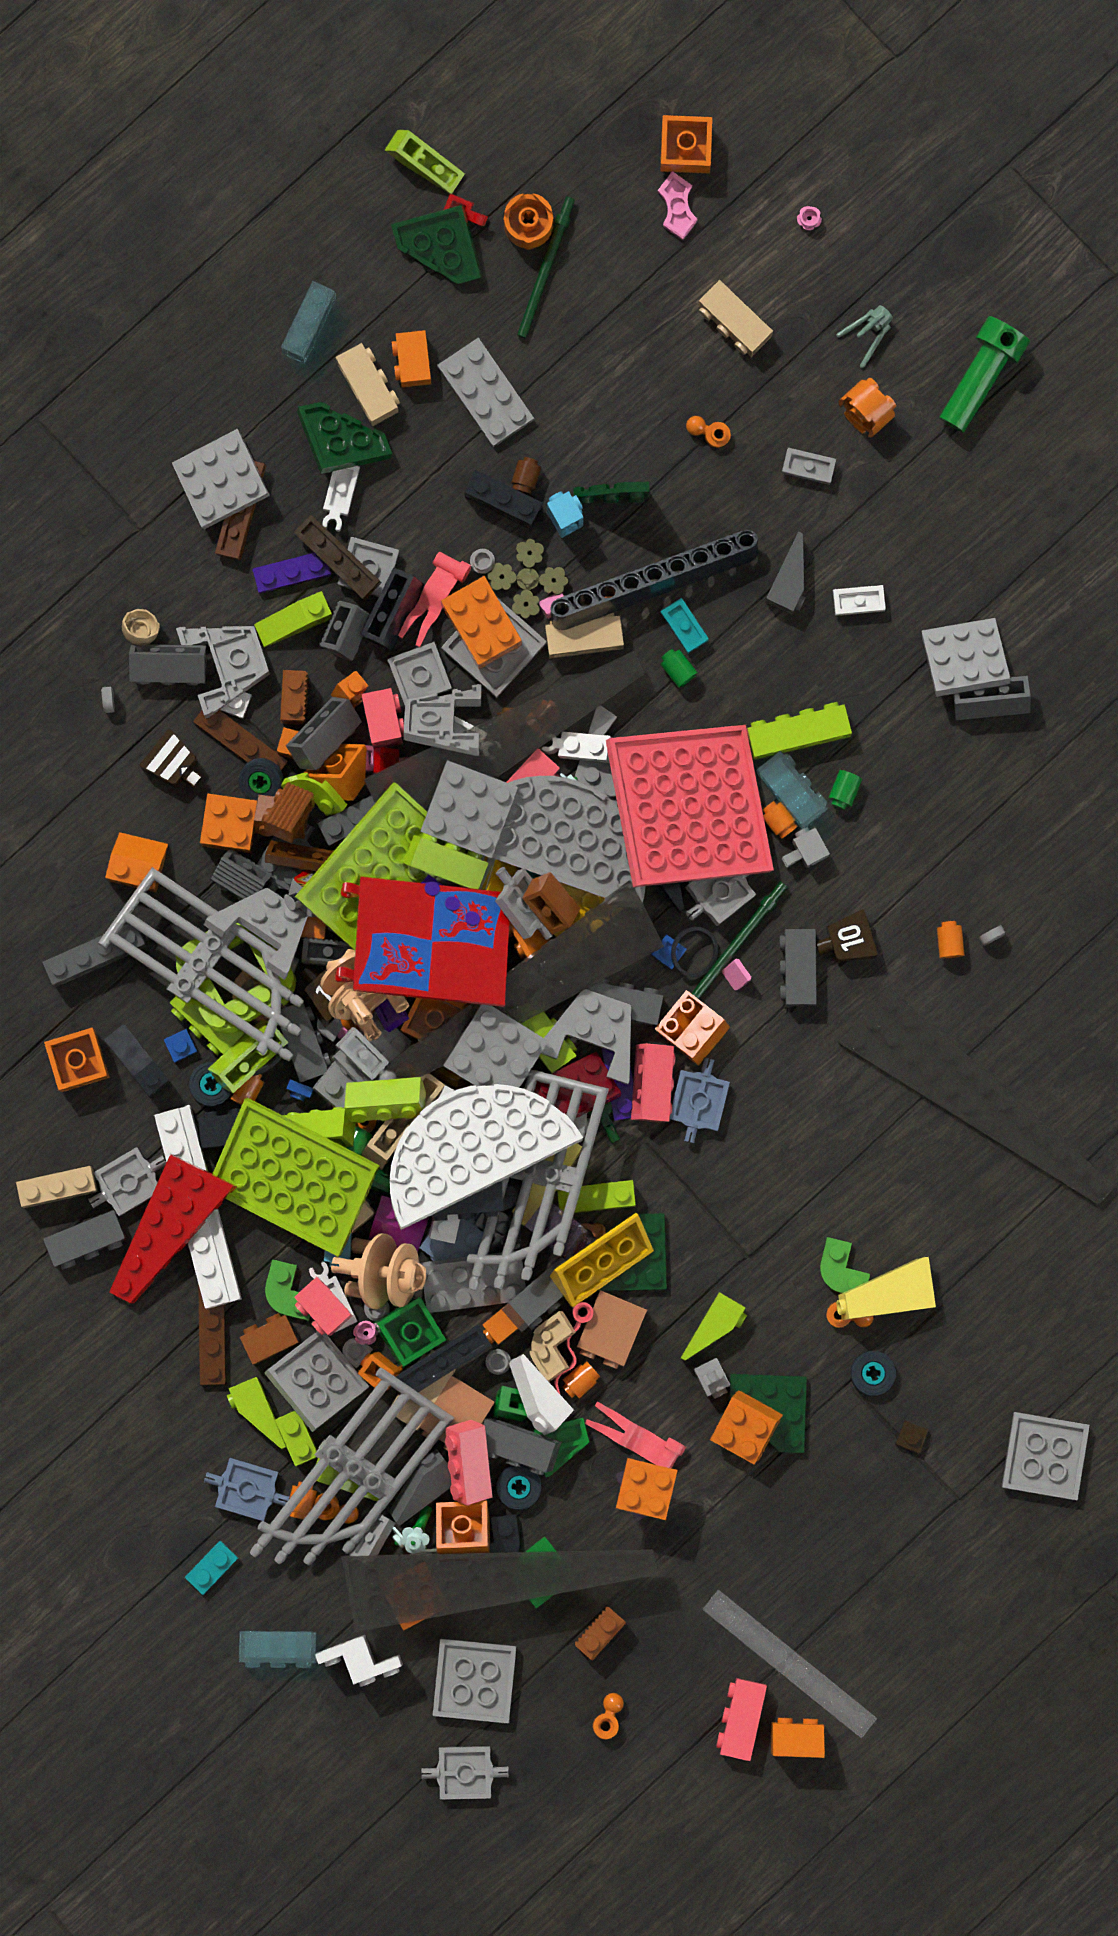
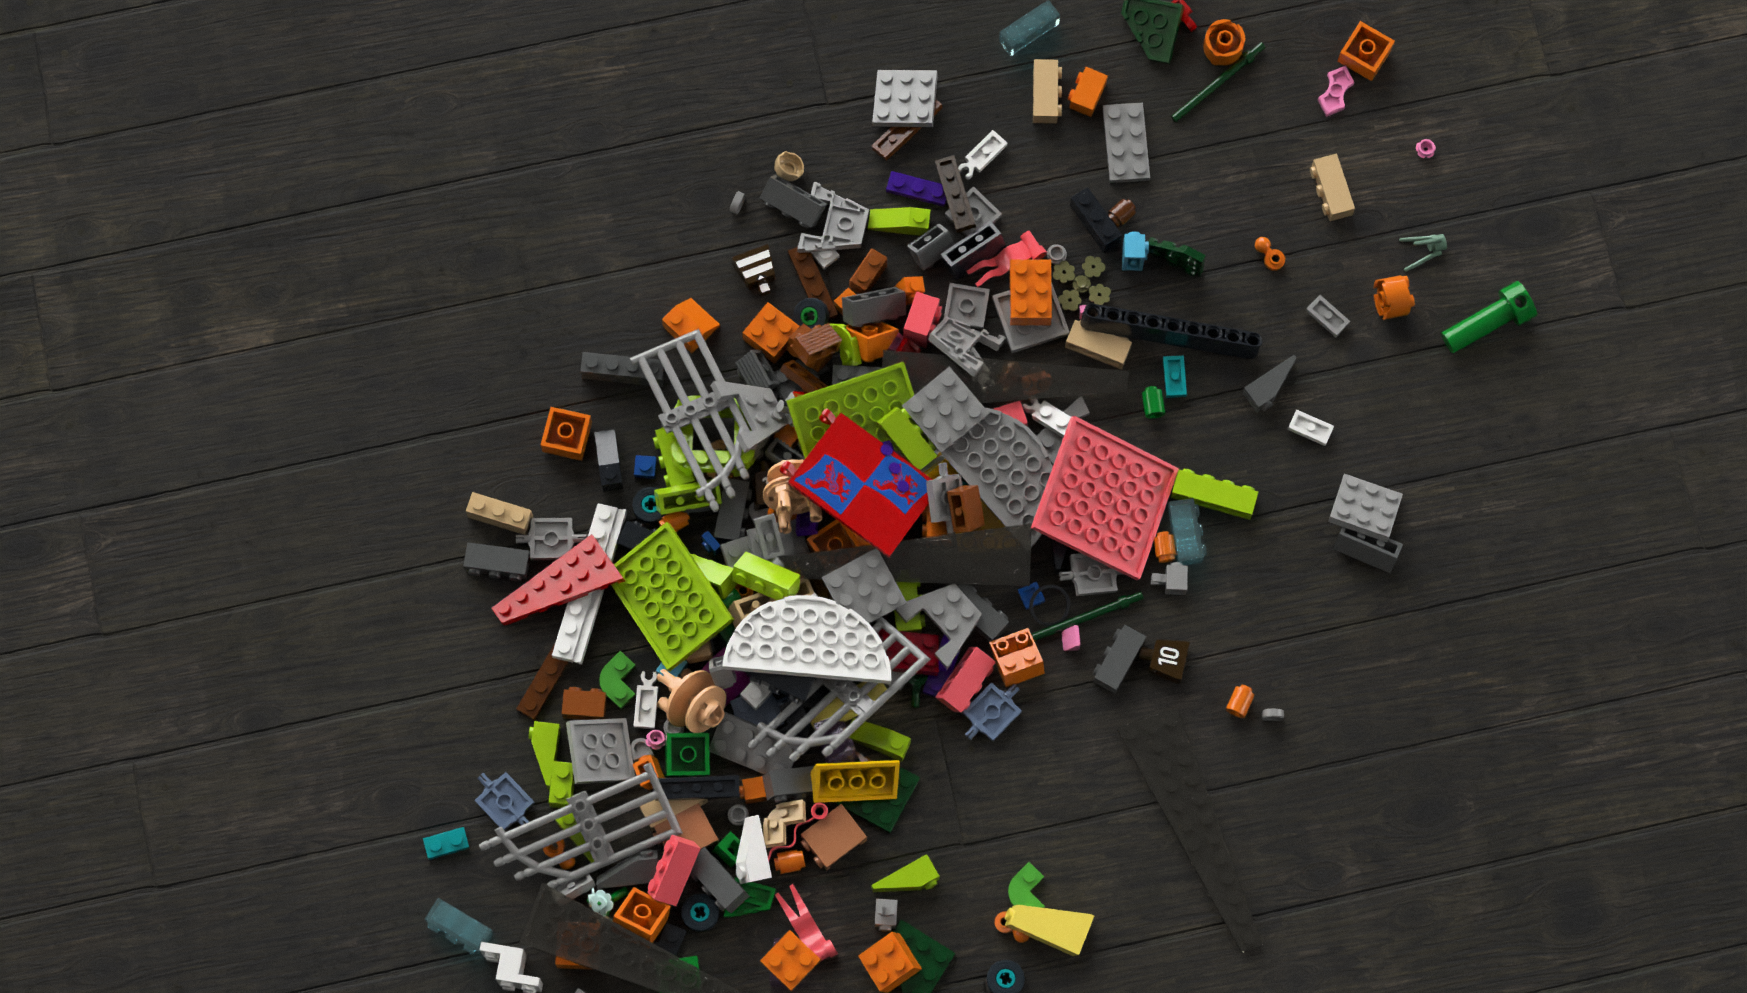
camera: 30 degrees right, 10 degrees down
(305, 1504) = (539, 833): orange brick -> none
(322, 1306) = (635, 698): coral brick -> none
(340, 439) = (1005, 118): dark green plate -> none
(391, 1229) = (721, 677): none -> light grey slope
(844, 789) = (1224, 552): green brick -> none

